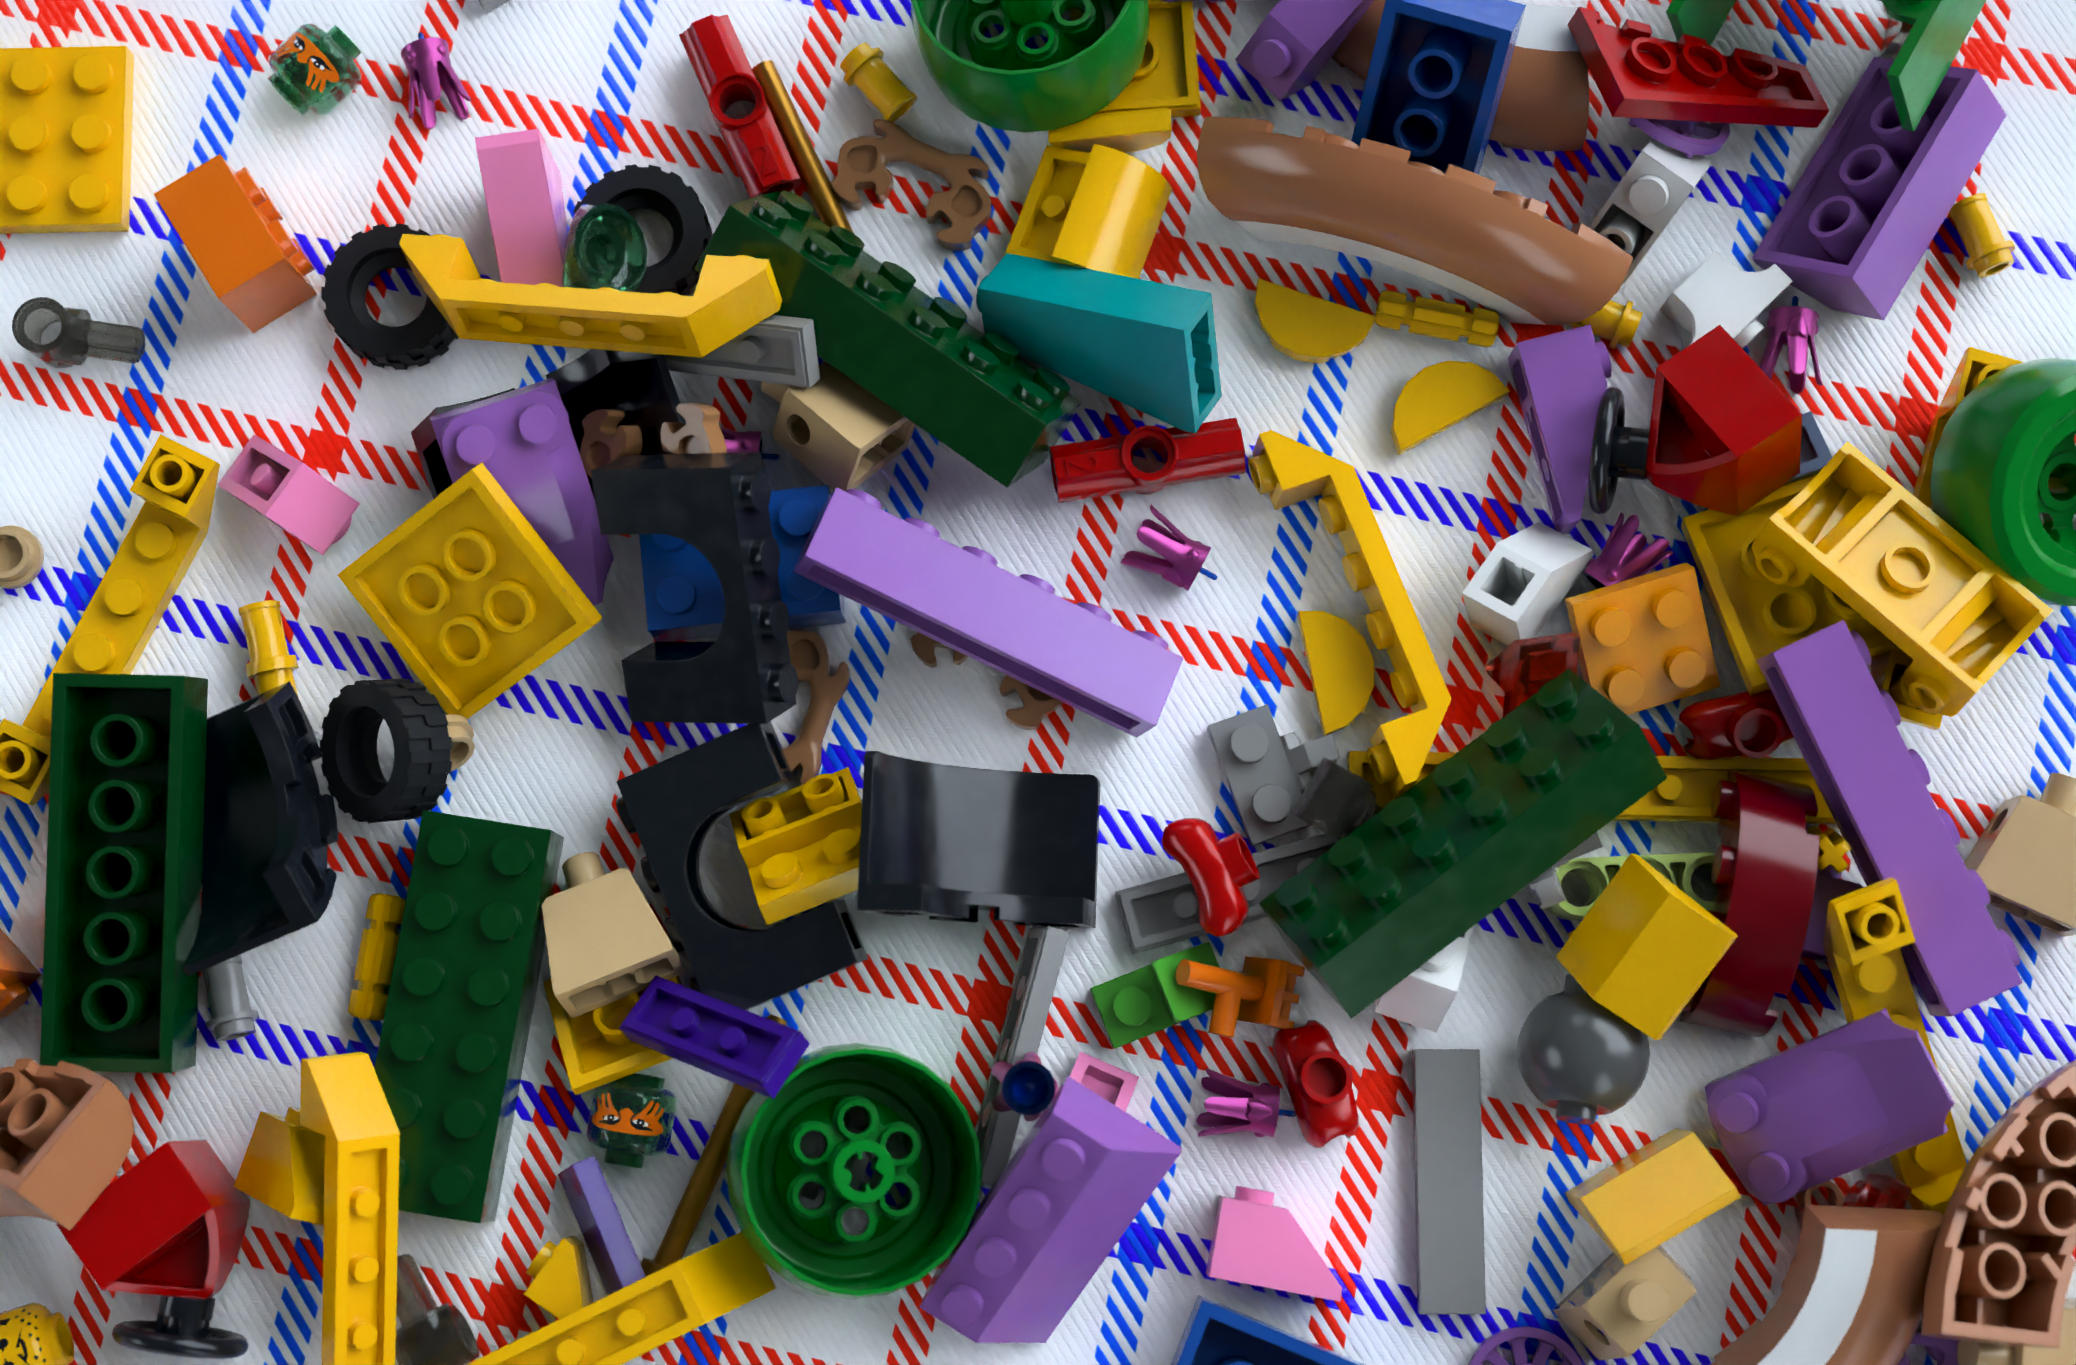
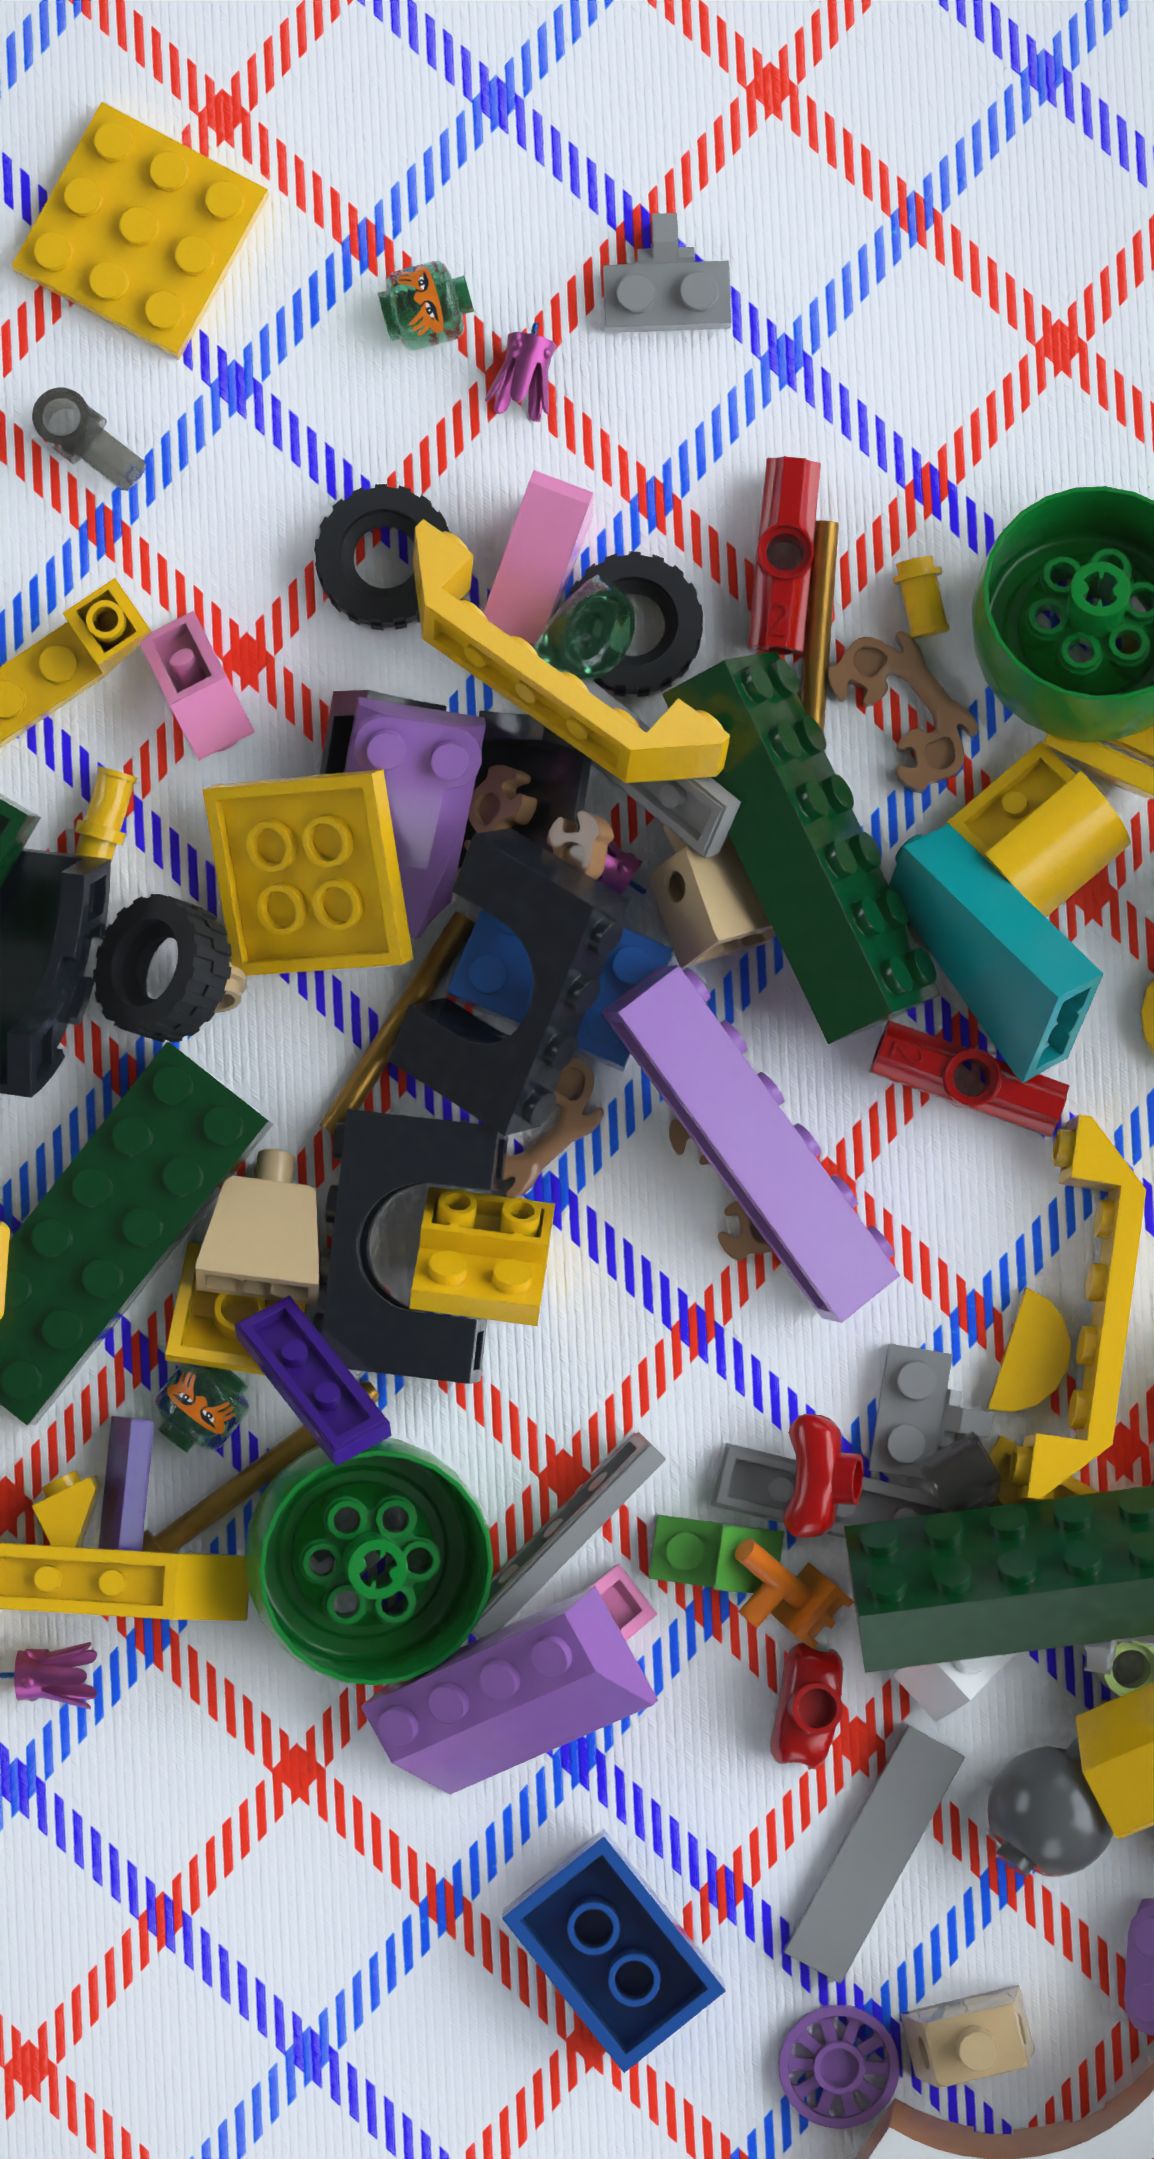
camera: 30 degrees right, 5 degrees up
(238, 242) = (270, 437): orange brick -> none
(376, 956) = (56, 1140): yellow axle -> none
(628, 642) = (417, 991): none -> pearl gold bar
(978, 840) = (636, 1334): black panel -> none
(1025, 1087) = (555, 1573): clear blue piece -> none
(1182, 555) = (944, 1175): flat silver piece -> none
(1241, 1108) = (736, 1697): flat silver piece -> none
(1266, 1247) = (683, 1822): bright pink slope -> none
(1653, 1194) = (1040, 1965): yellow slope -> none

